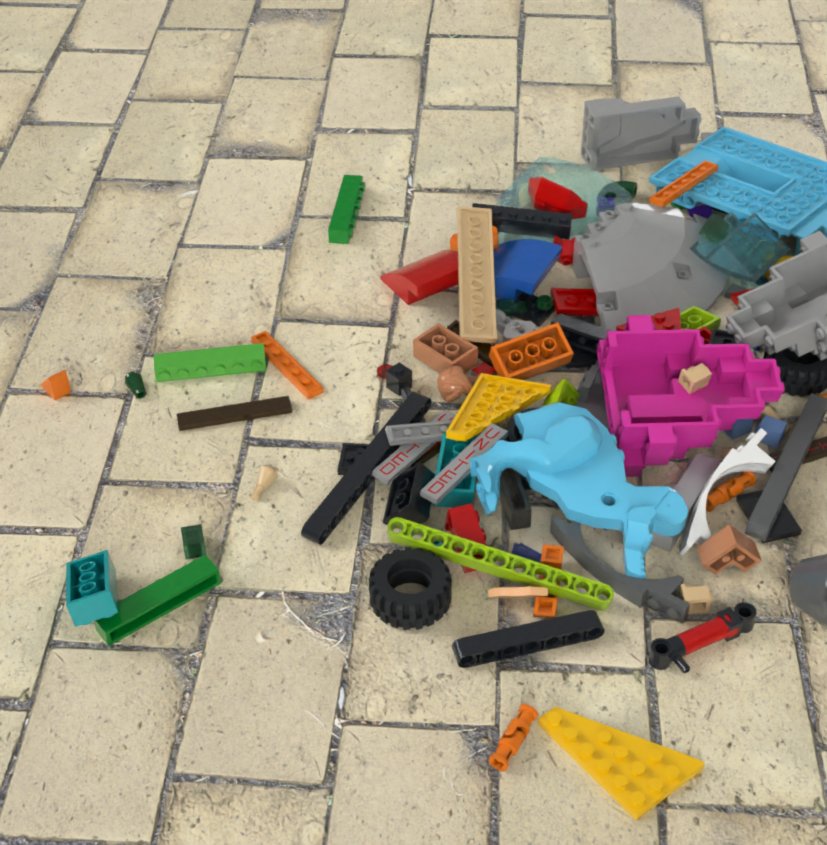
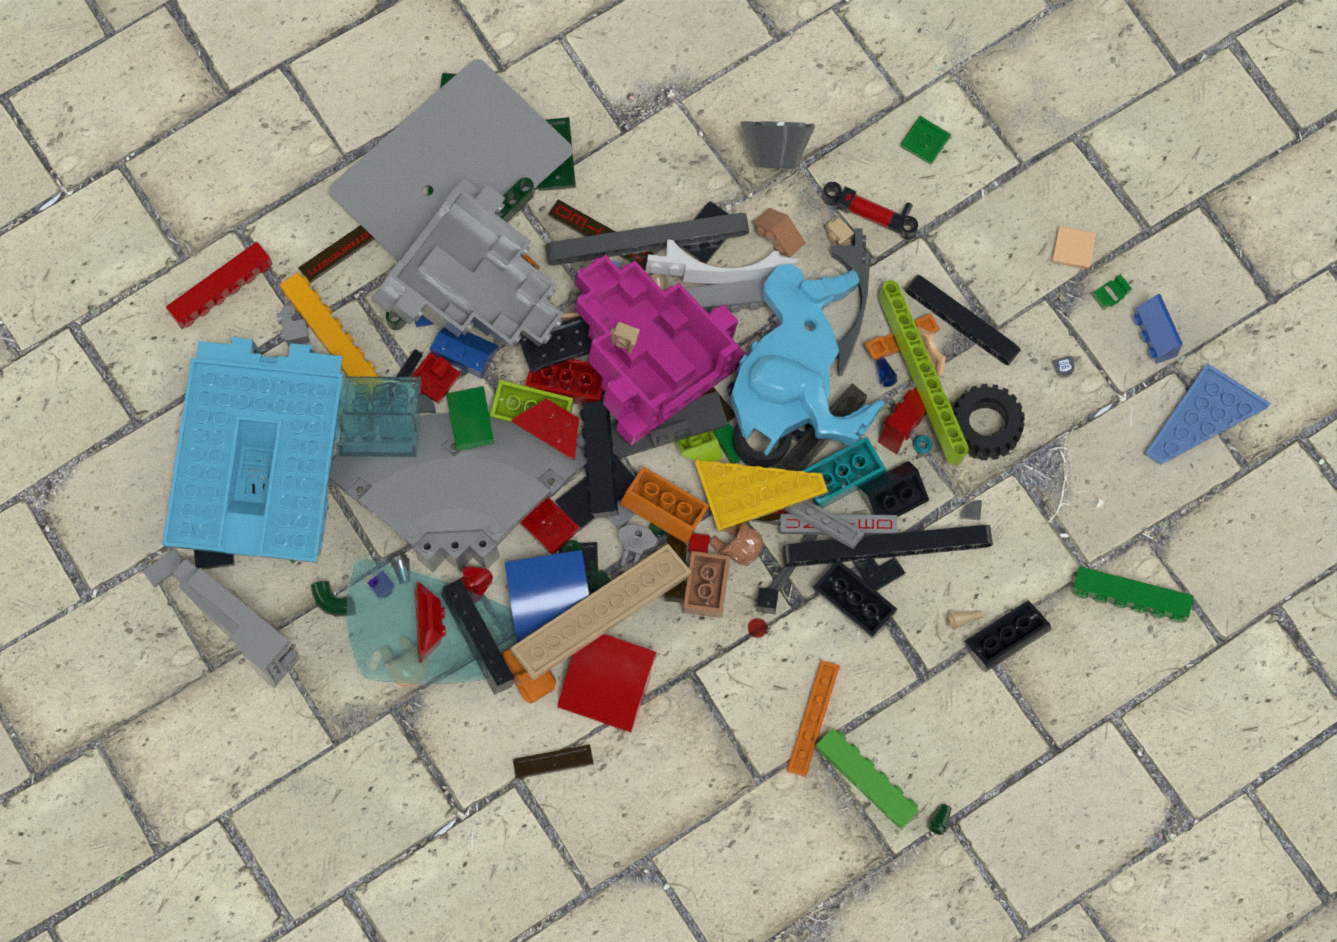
camera: 125 degrees left, 30 degrees up
(57, 385) = (994, 891): orange slope -> none
(91, 588) = (1185, 634): teal brick -> none
(193, 541) = (1062, 616): clear green brick -> none
(216, 494) = (1007, 636): none -> black brick
(234, 413) = (905, 710): dark brown tile -> none
(256, 775) = (1206, 411): none -> medium blue wing
(343, 542) = (972, 510): none -> flat silver tile
(345, 420) = (855, 599): none -> black brick
(346, 209) = (551, 843): green brick -> none
(373, 787) = (1157, 329): none -> blue slope
(400, 236) = (553, 761): none -> dark brown tile
(411, 691) = (1064, 366): none -> tile
(452, 772) = (1118, 286): none -> green piece
(460, 466) = (843, 460): light grey tile -> none
(513, 737) = (1048, 276): orange piece -> none
(529, 783) = (1074, 247): none -> light nougat tile
(625, 765) = (1013, 205): yellow wing -> none
(683, 183) = (318, 512): orange tile -> none
(699, 293) = (470, 418): none -> green tile
(714, 229) = (391, 435): clear green brick -> none
(754, 733) = (925, 140): none -> green tile

